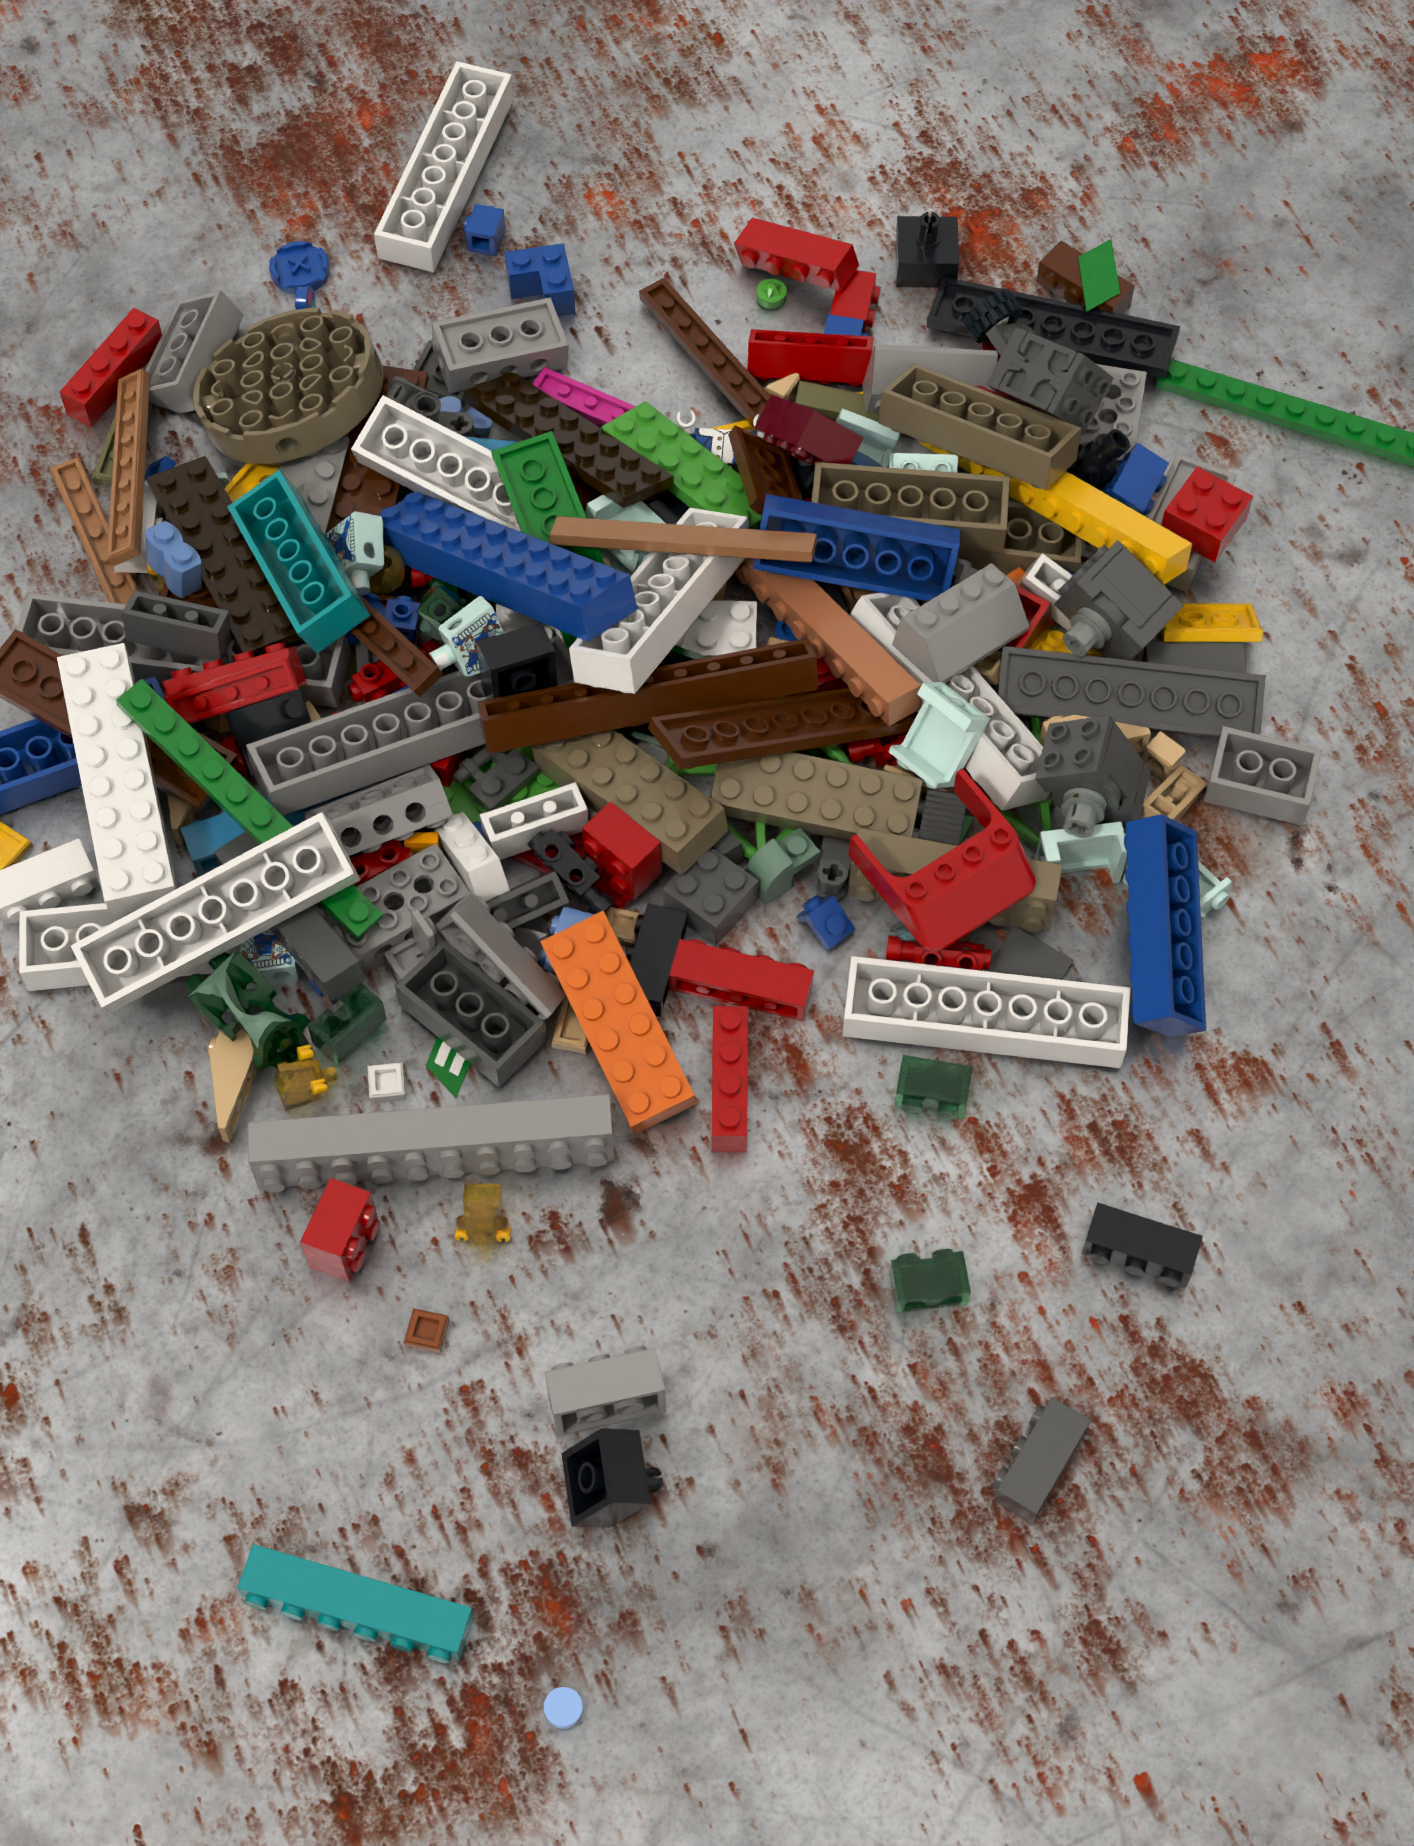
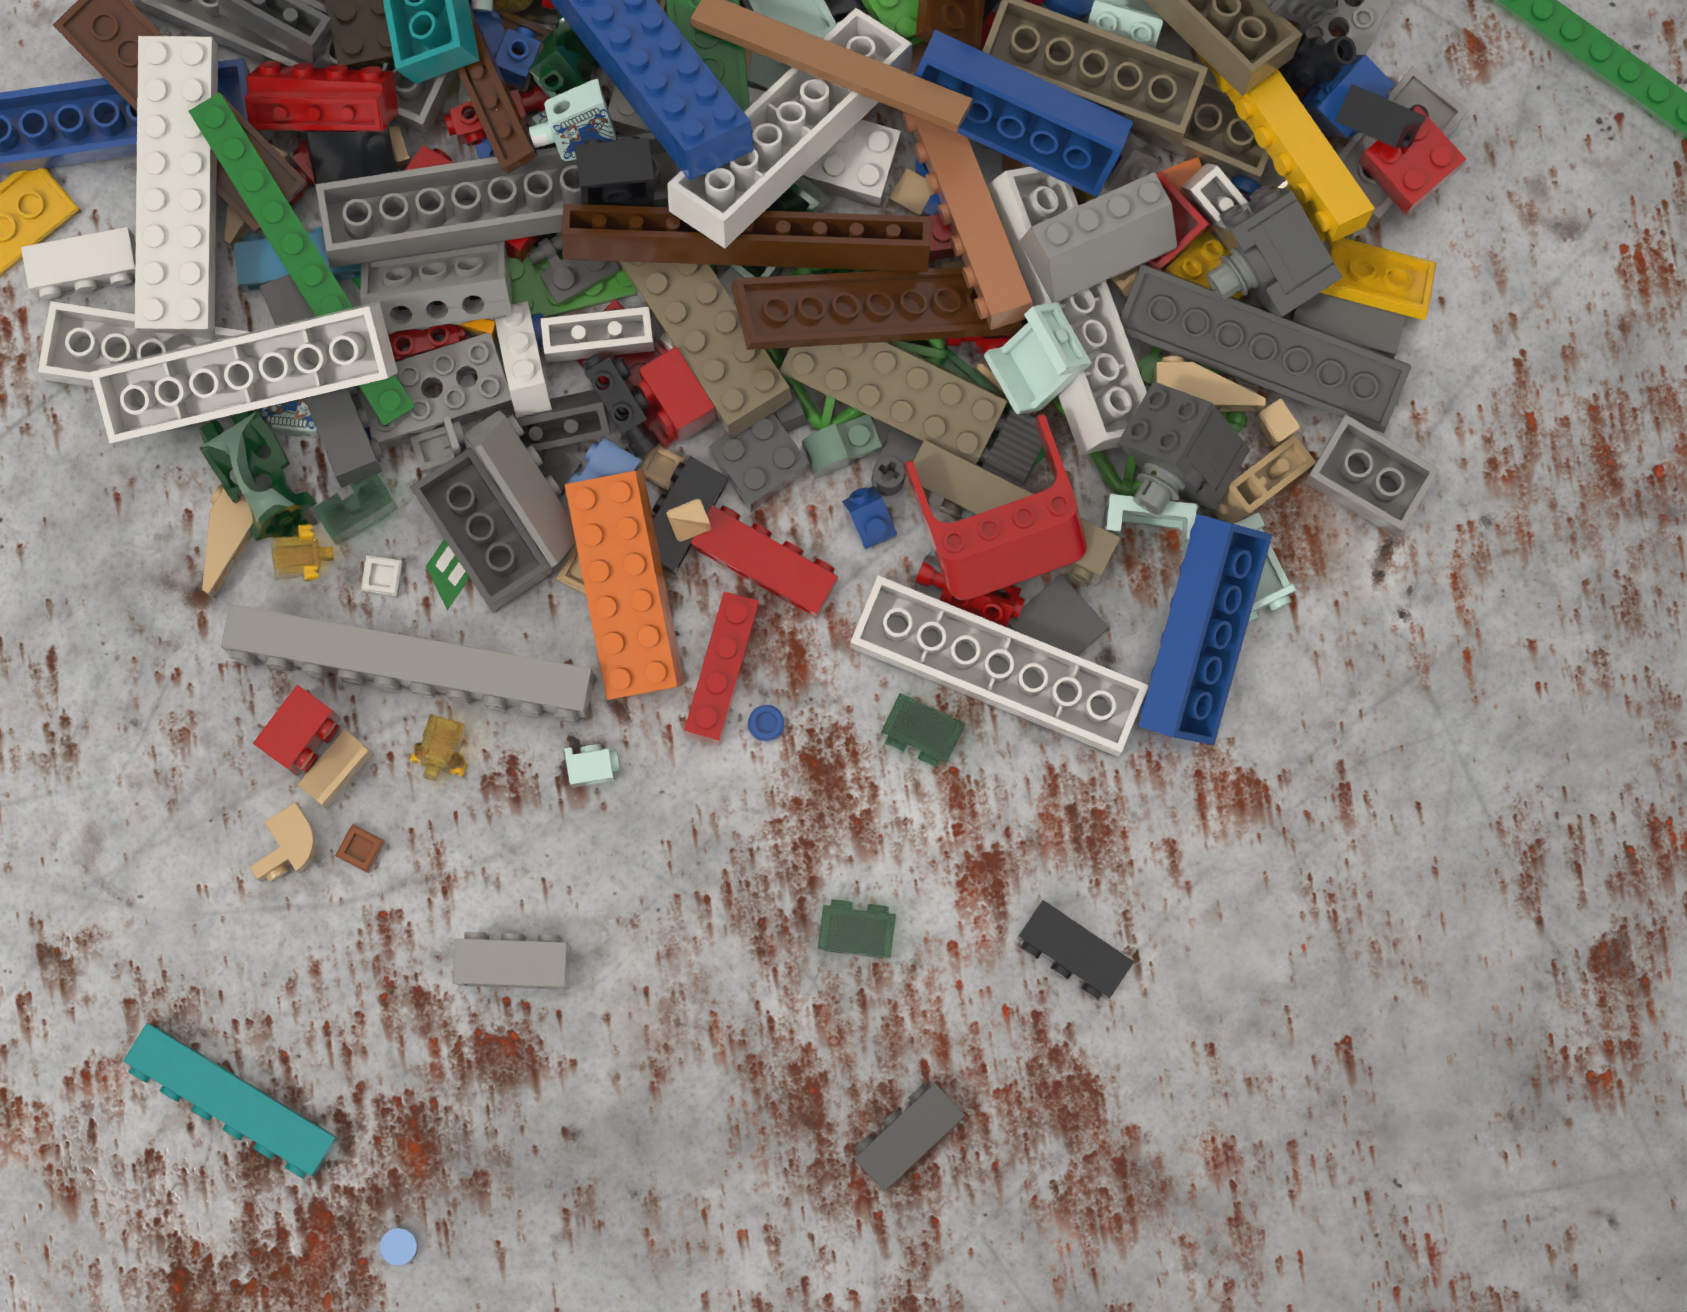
camera: 10 degrees right, 20 degrees up
(362, 1342) = (296, 842): none -> tan brick
(385, 1263) = (335, 769): none -> tan panel
(607, 1478) = (492, 1049): black brick -> none
(630, 1196) = (591, 765): none -> light aqua brick
(663, 951) = (688, 520): none -> tan slope
(784, 1121) = (766, 723): none -> blue tile
(1169, 476) = (1379, 117): none -> black hinge

